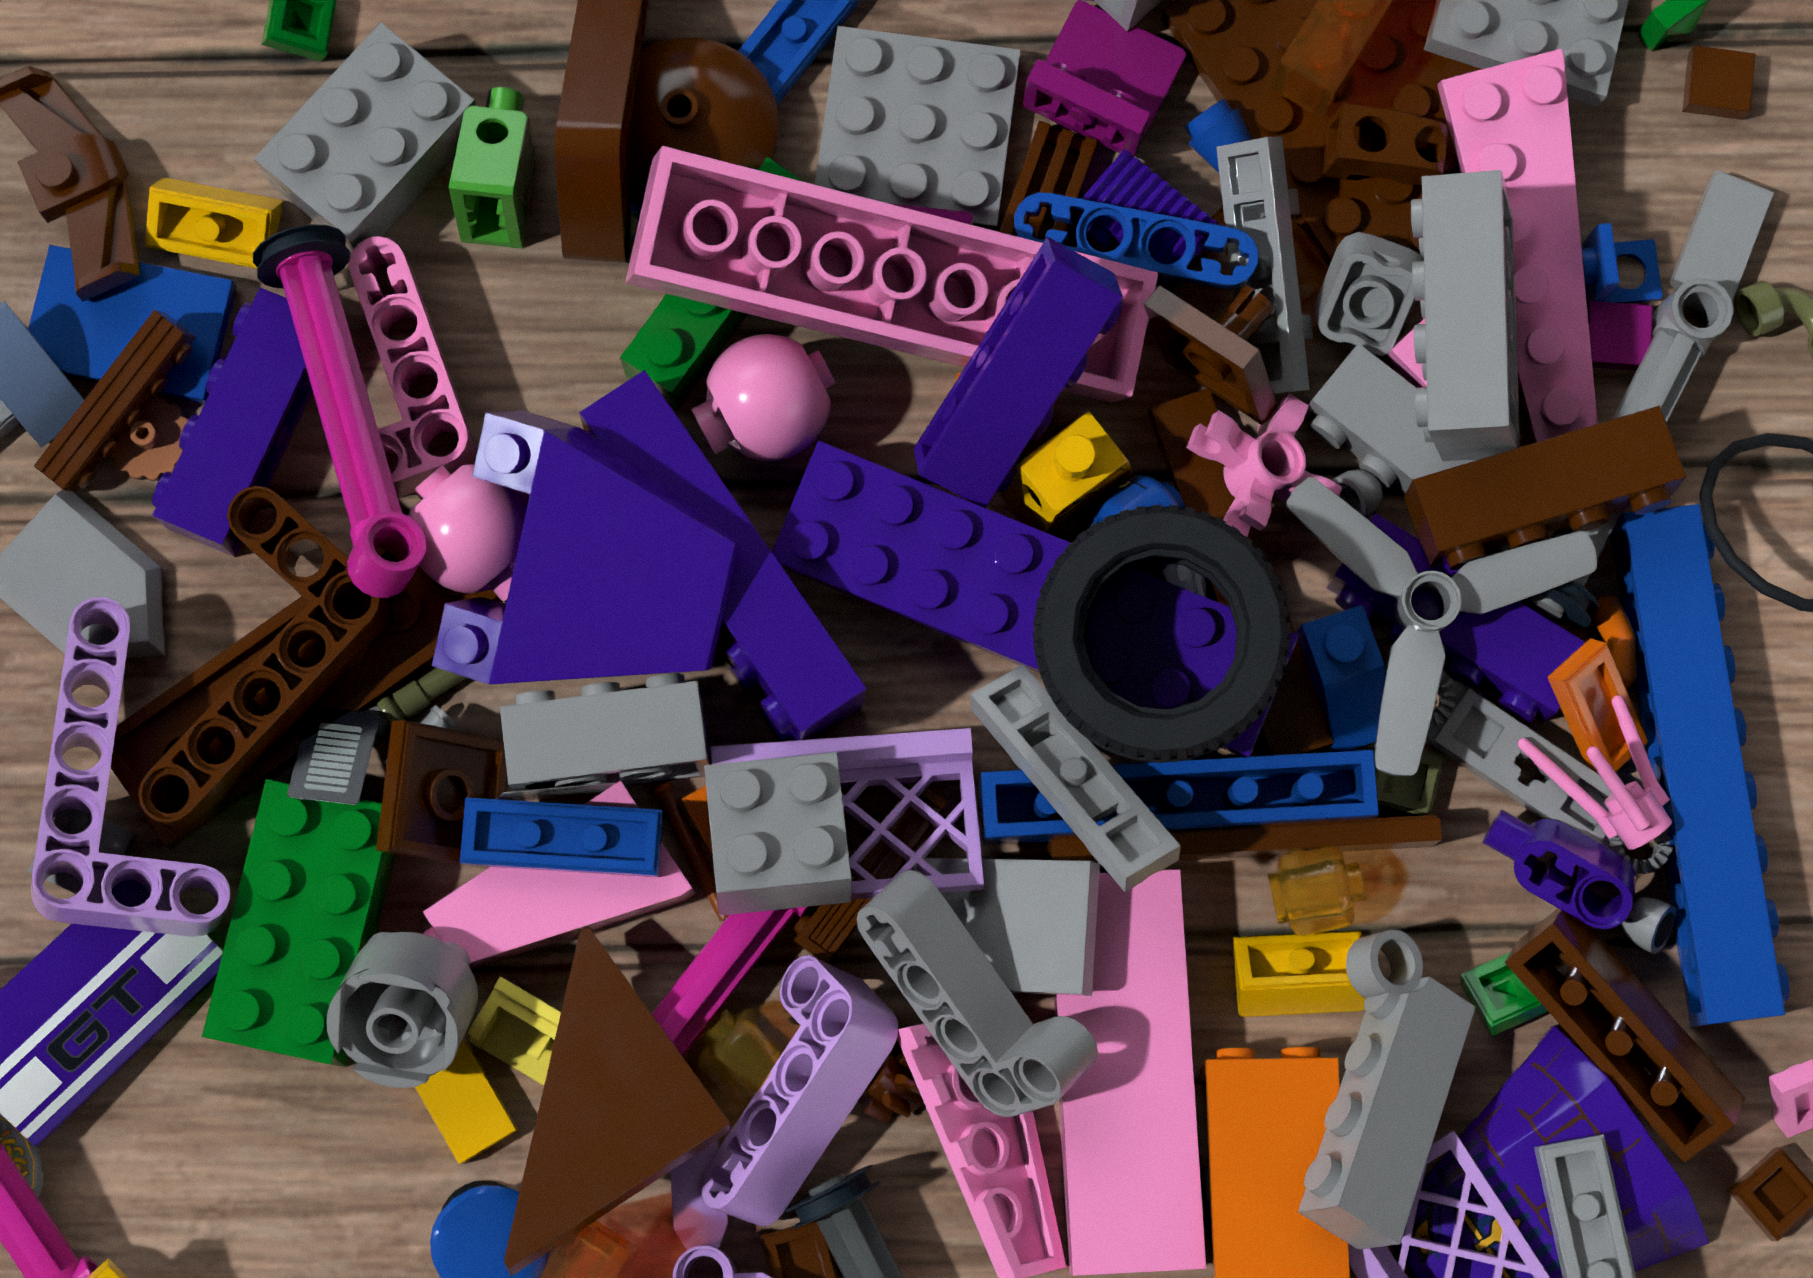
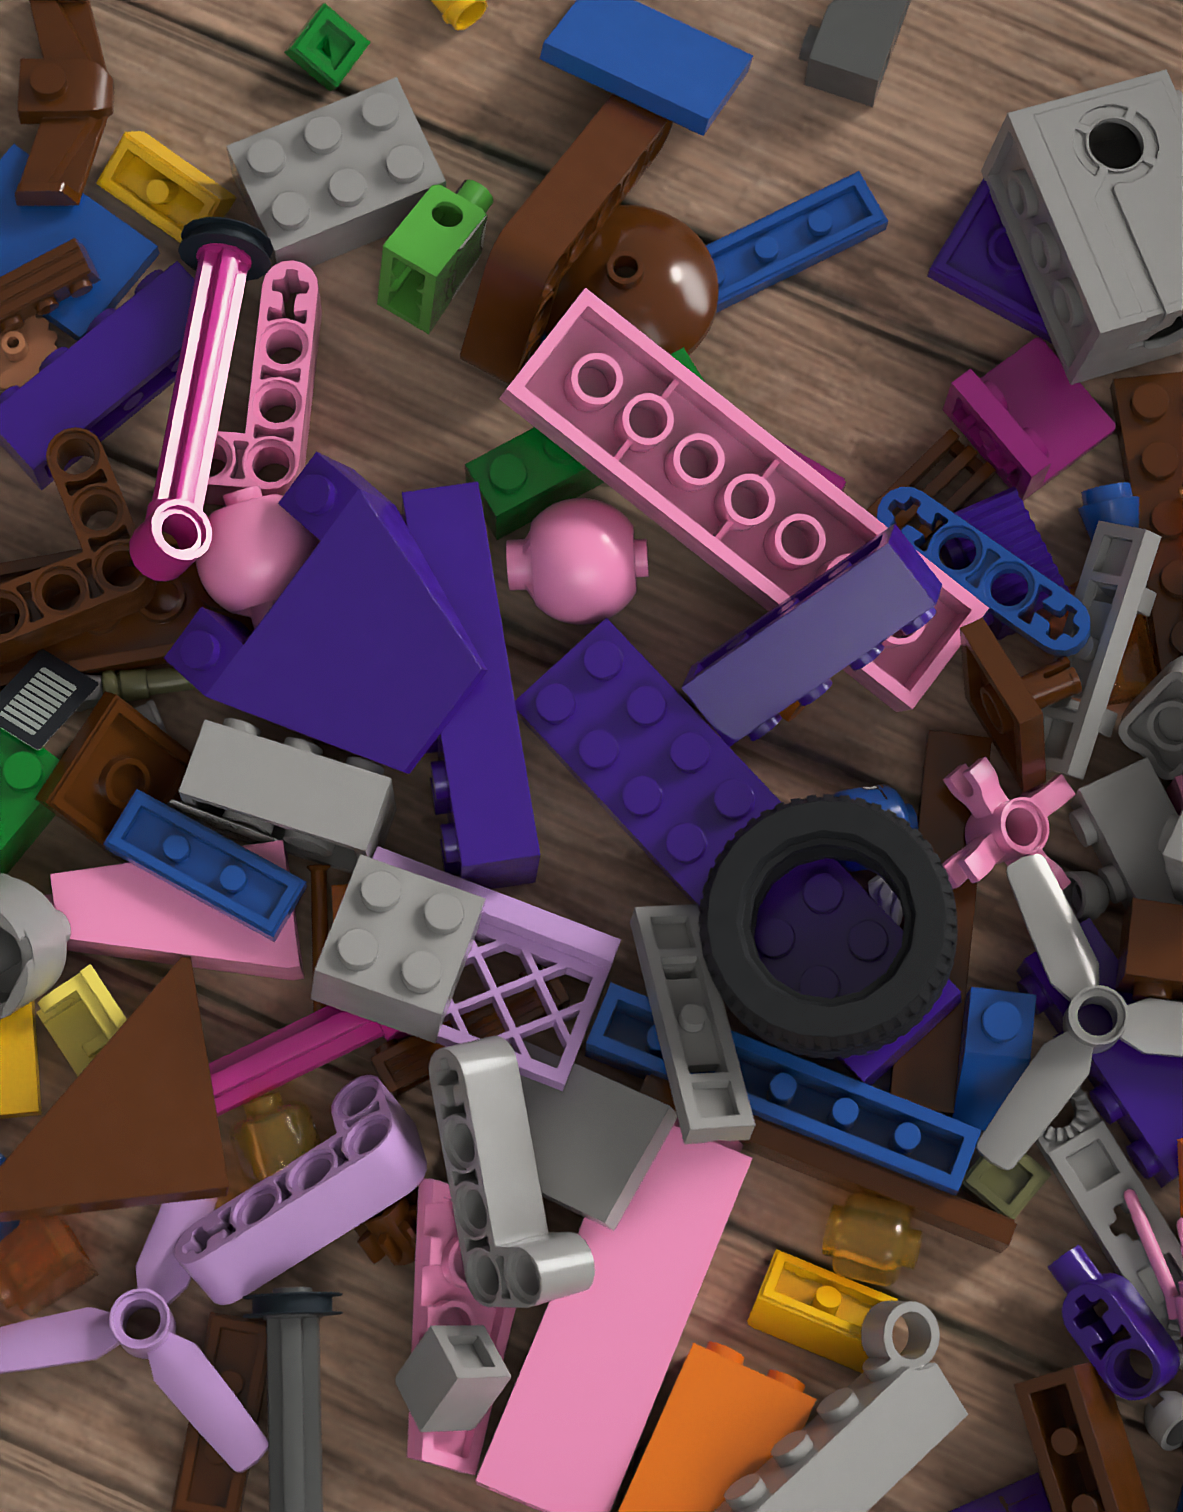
camera: 25 degrees right, 5 degrees down
(918, 121) = (841, 381): light grey plate -> none
(1009, 1195) = (452, 1378): none -> light grey panel
(1066, 475) = (820, 753): yellow torso -> none
(1499, 996) = (997, 1419): green tile -> none

